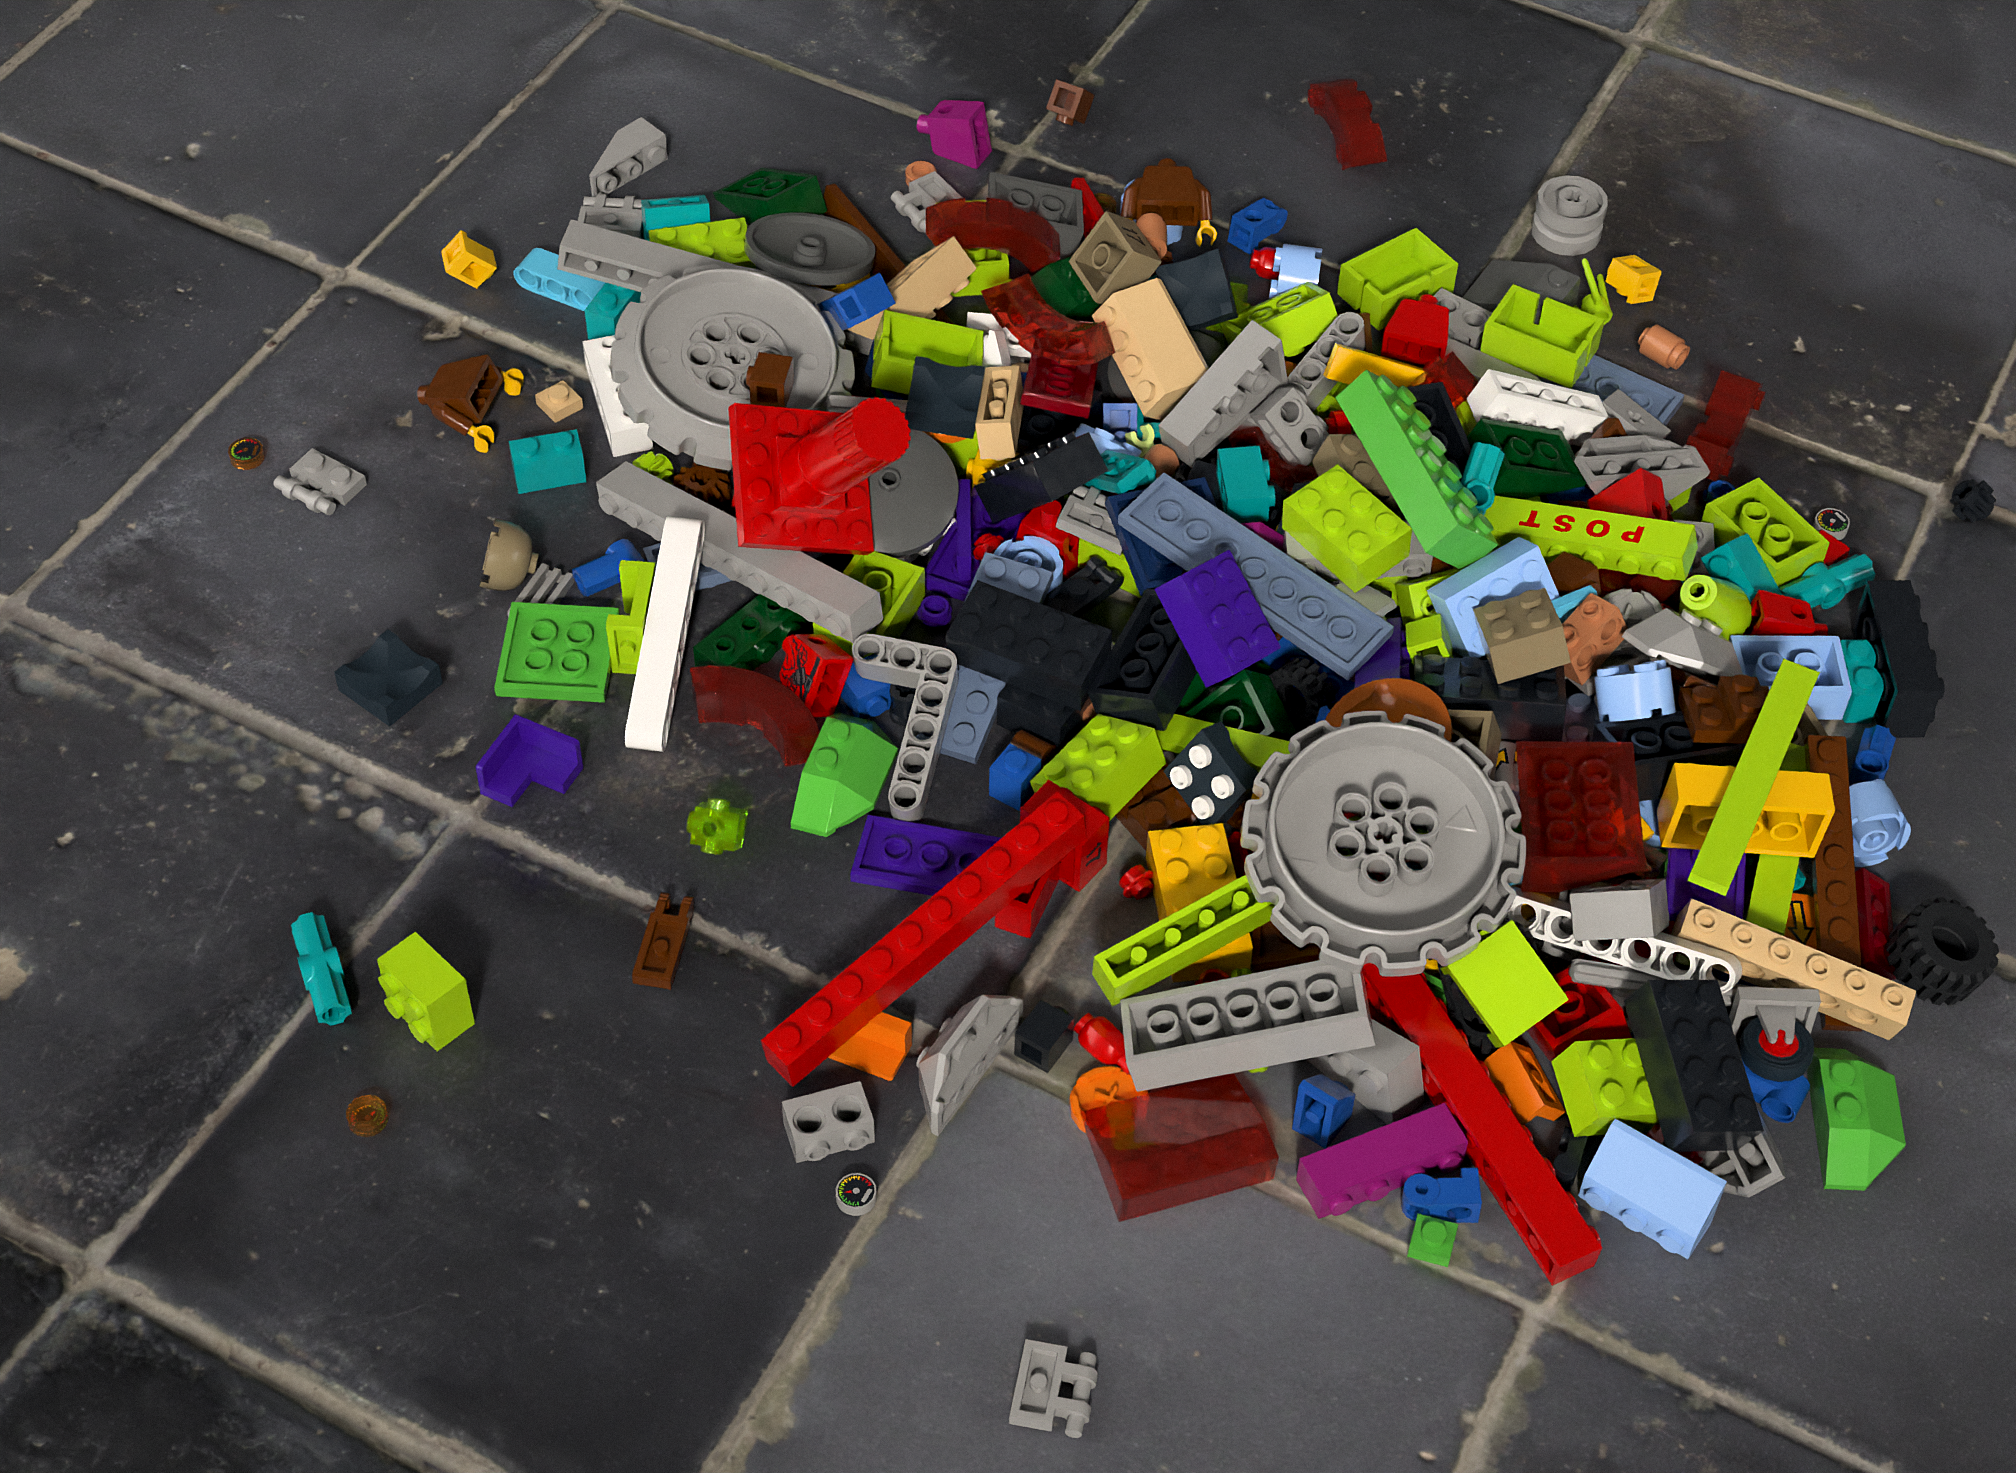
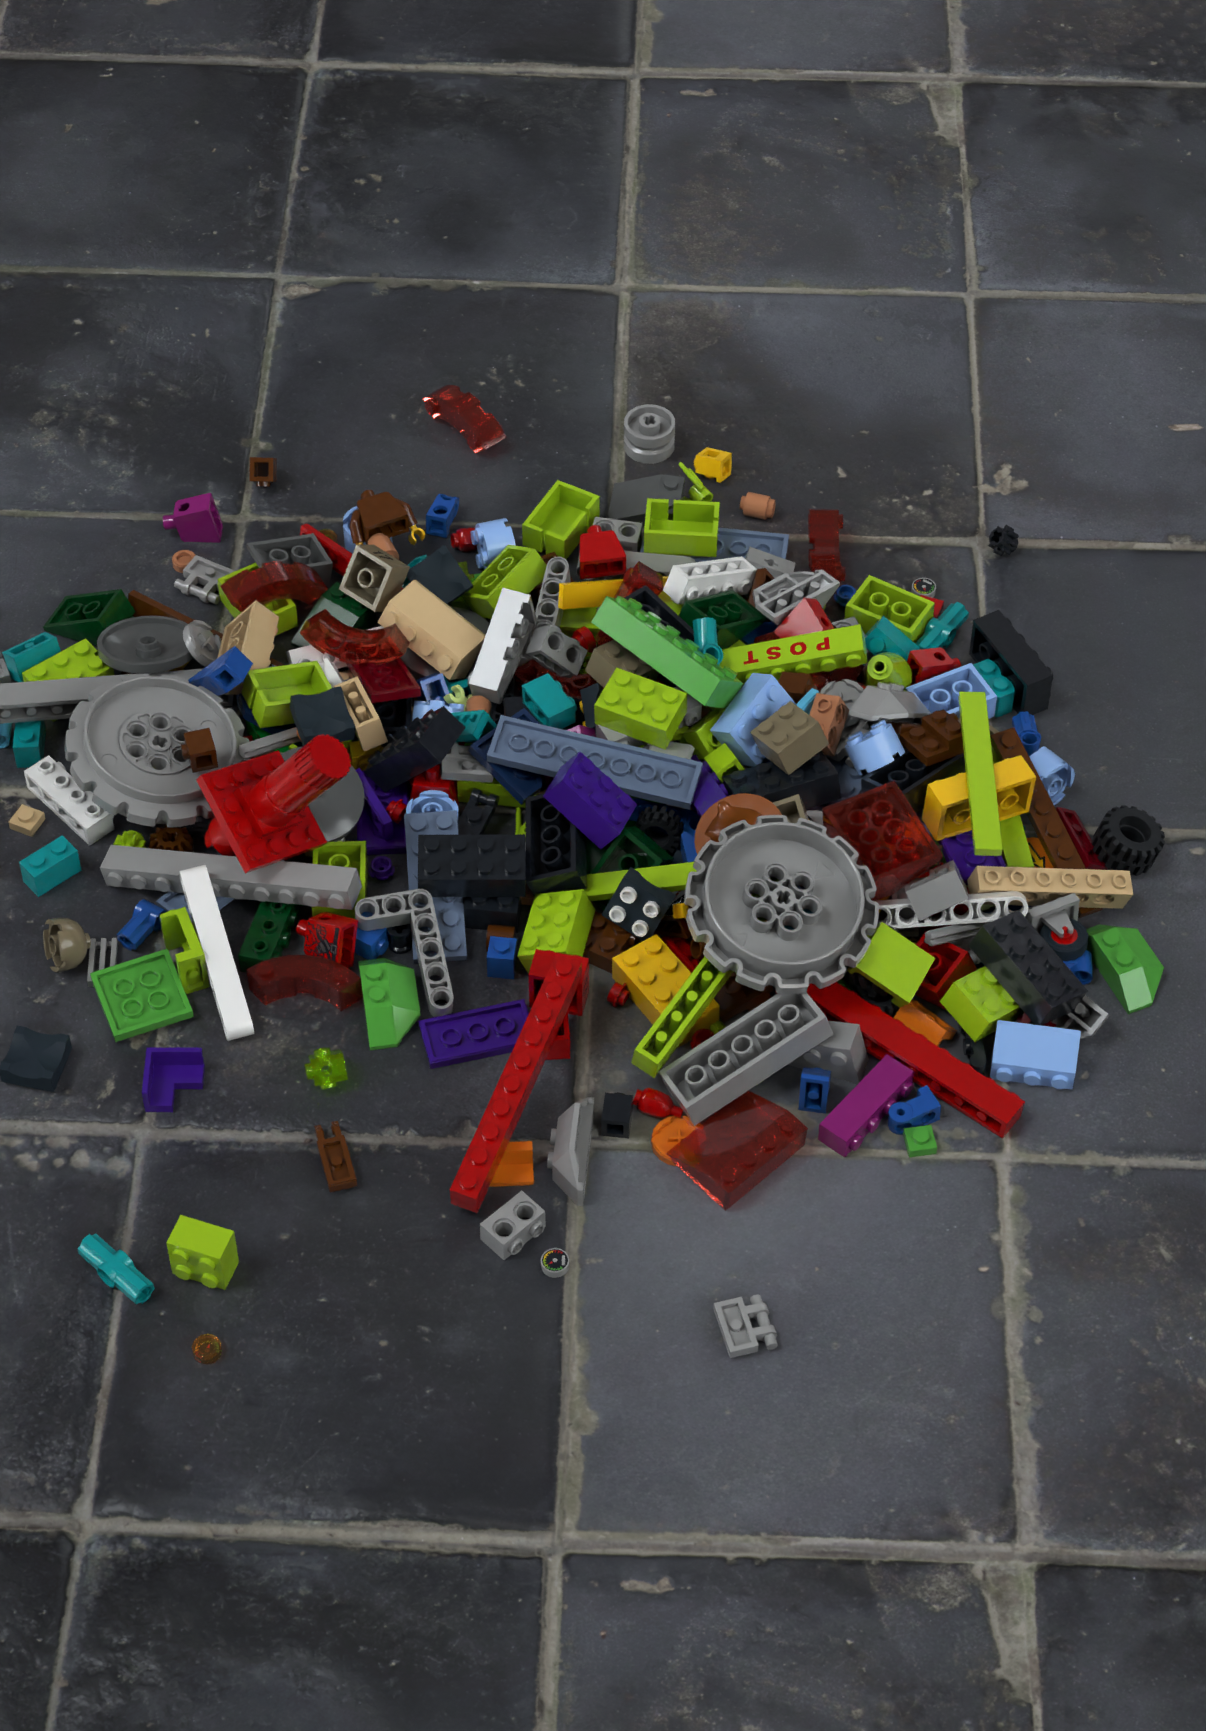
camera: 25 degrees left, 0 degrees up
(869, 257) = (201, 642): none -> light grey tile

